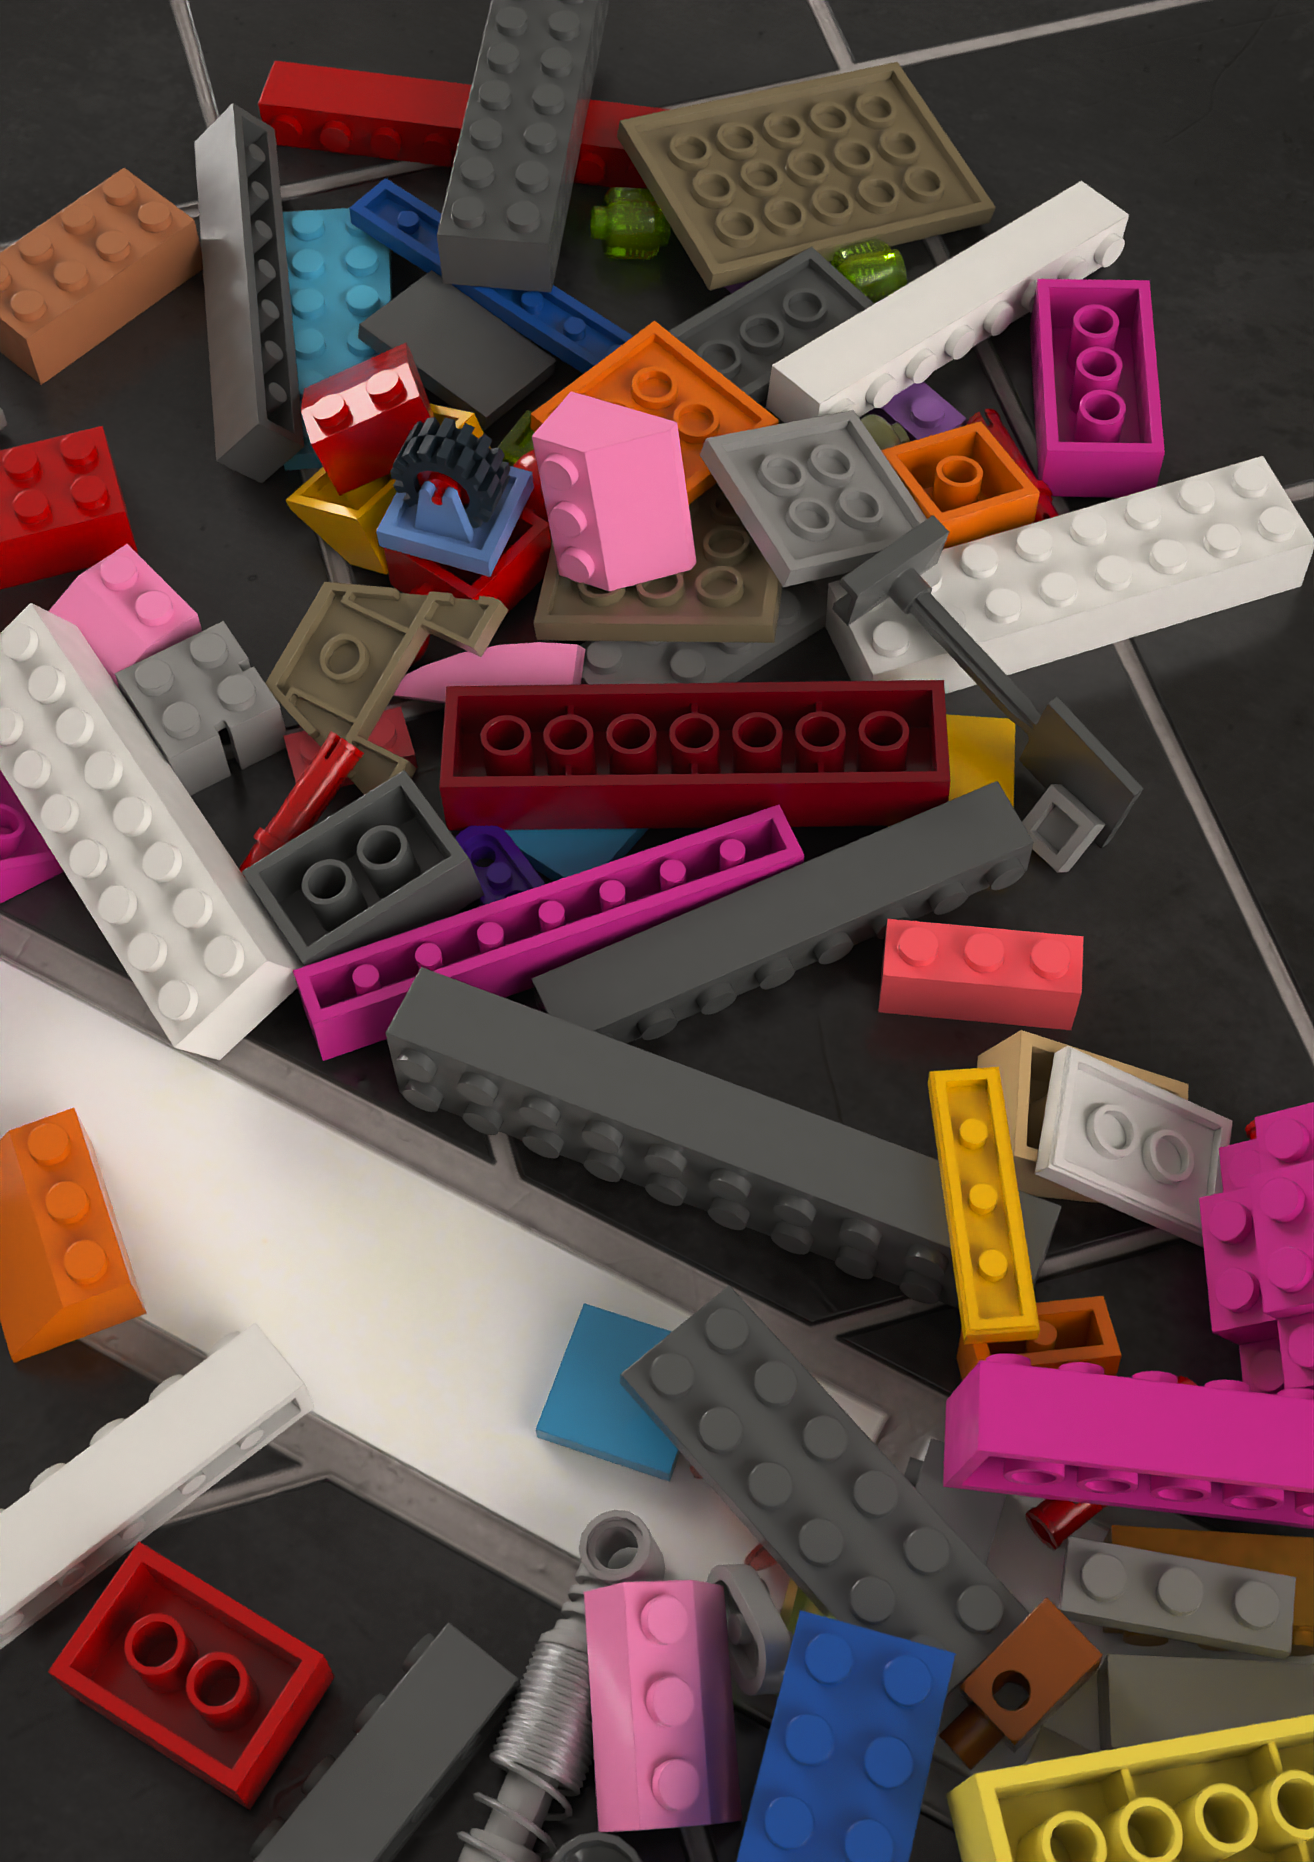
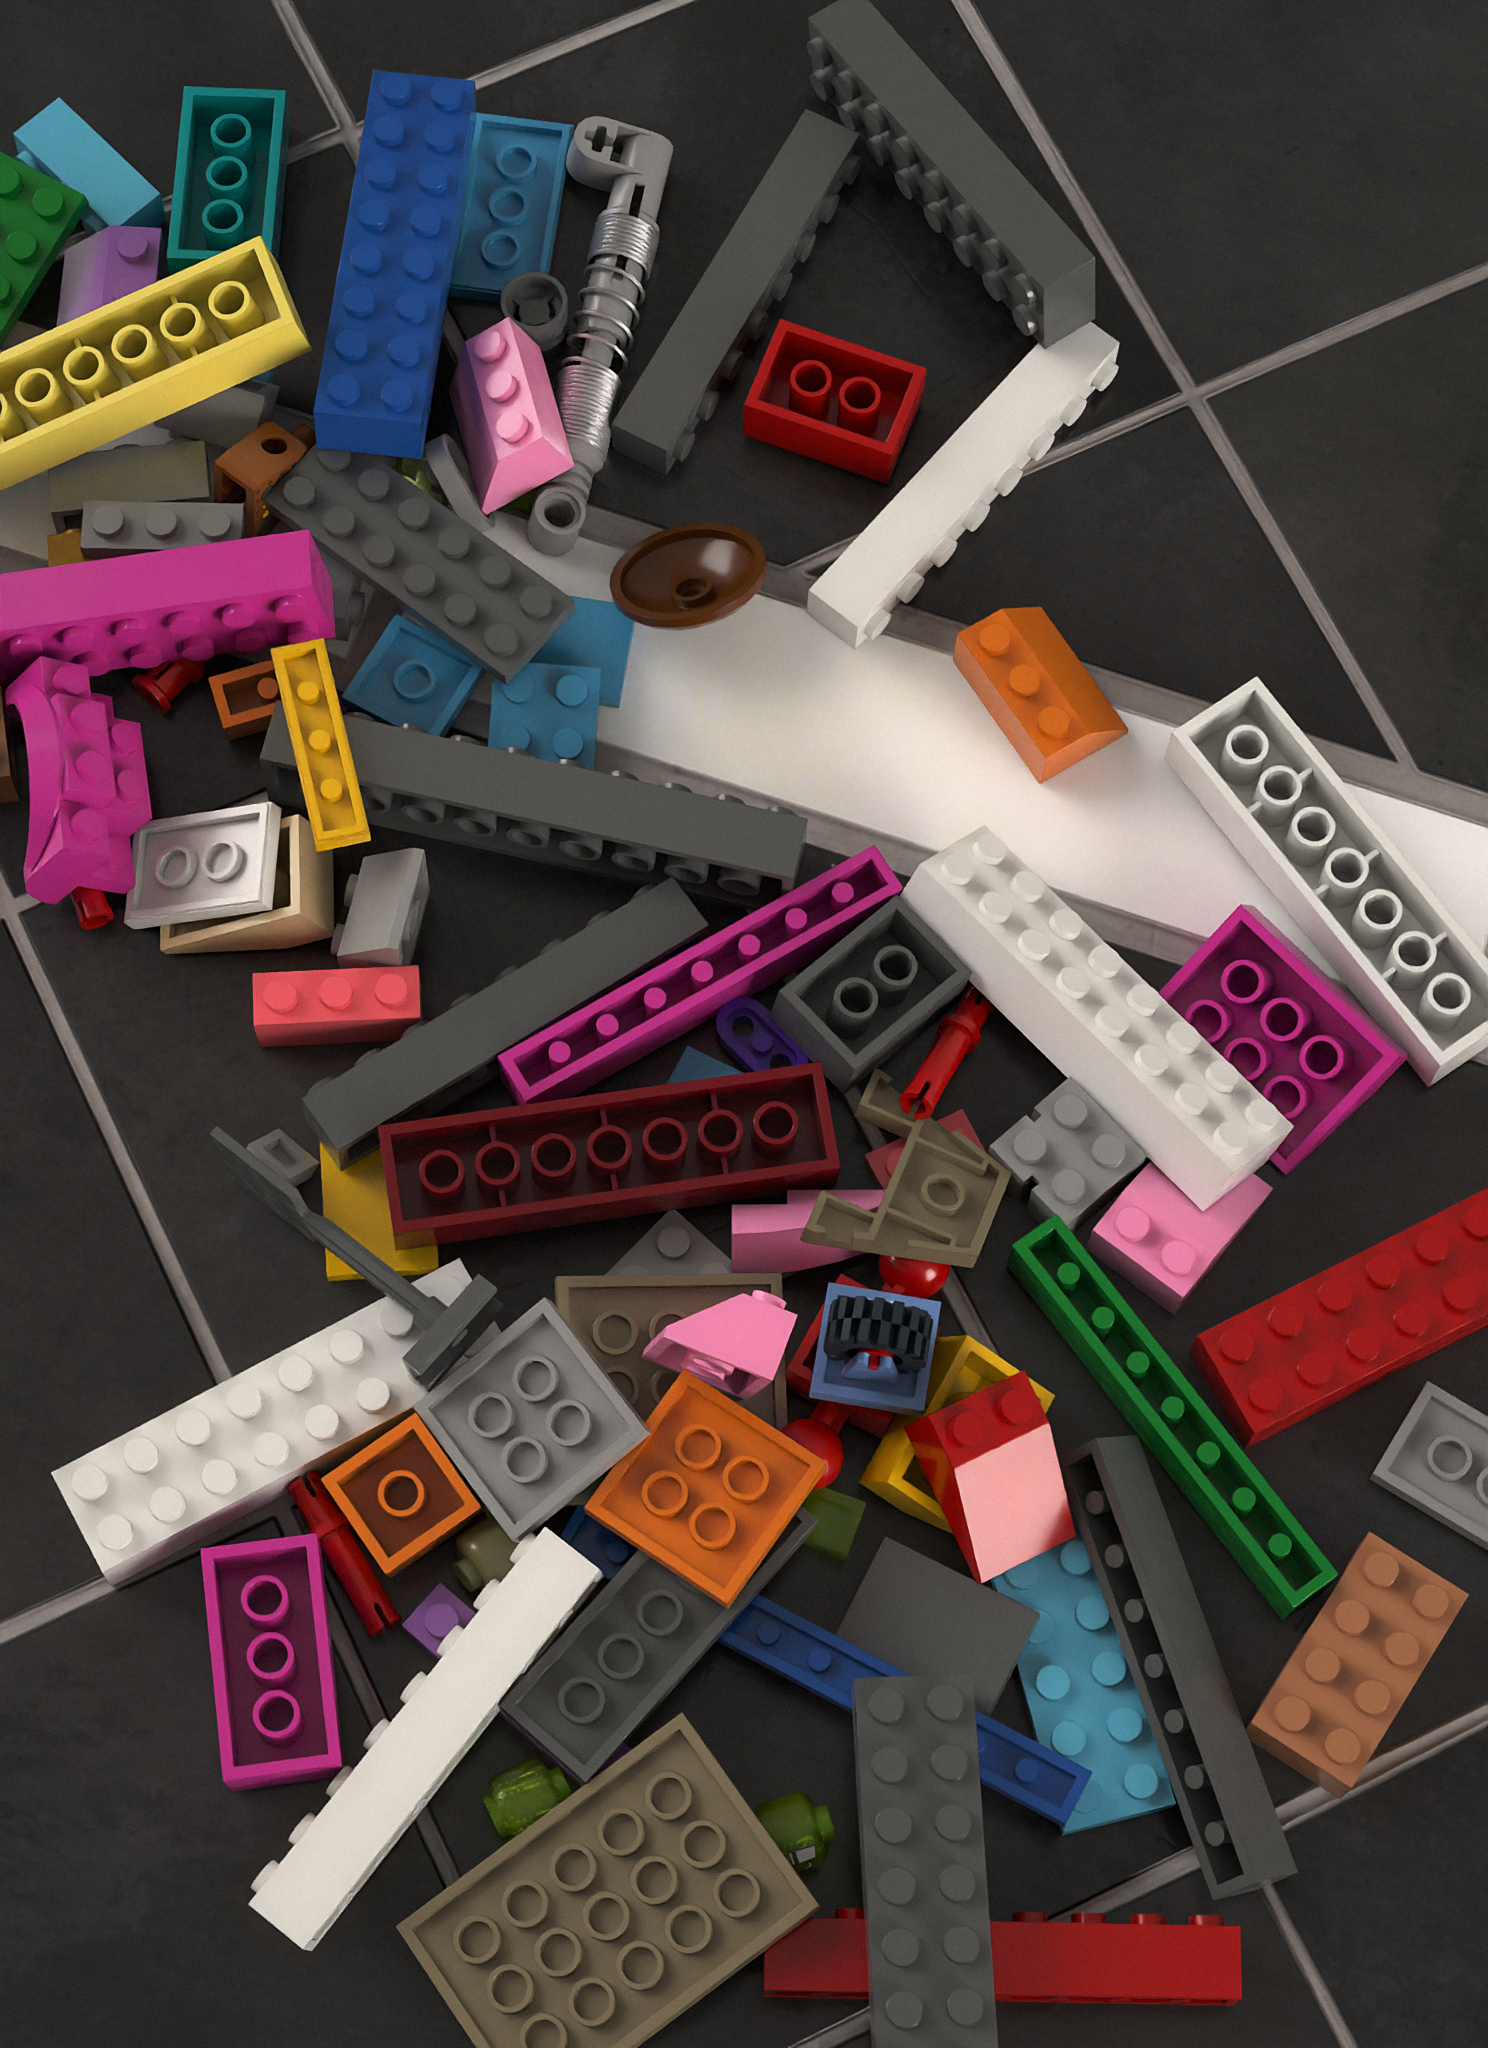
camera: 165 degrees right, 10 degrees up
(182, 473) = (1171, 1418): none -> green brick
(466, 1483) = (688, 576): none -> reddish brown dish
(672, 1274) = (548, 712): none -> dark azure plate
(859, 1353) = (413, 679): none -> dark azure plate
(920, 1031) = (384, 911): none -> light grey slope

